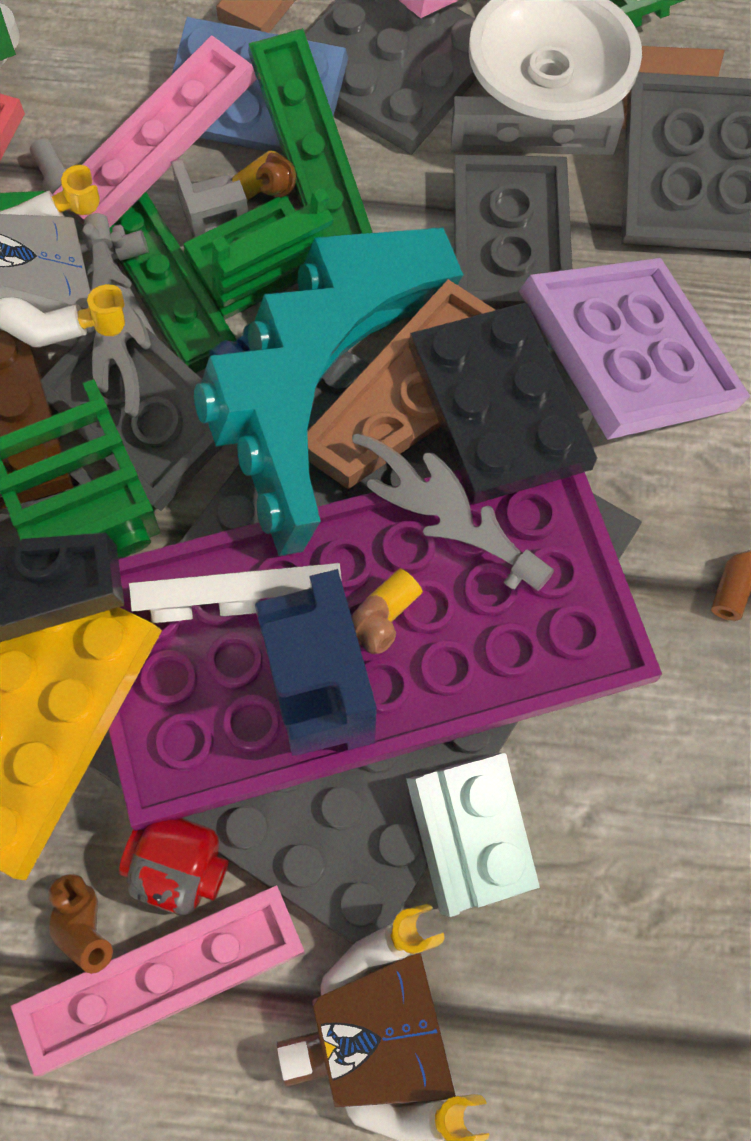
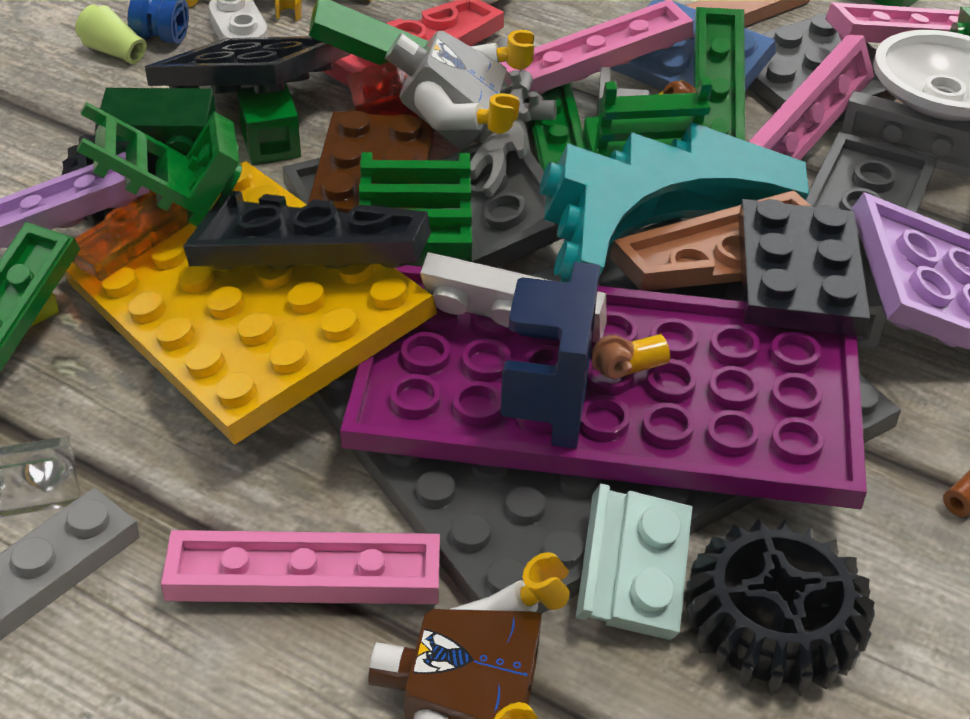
camera: 25 degrees right, 25 degrees down
(75, 923) = (258, 505): dark orange arm -> none
(173, 865) = (358, 488): red head -> none
(421, 134) = (818, 100): none -> bright pink plate
(447, 499) = (722, 308): light grey piece -> none
(662, 787) = (783, 592): none -> black gear

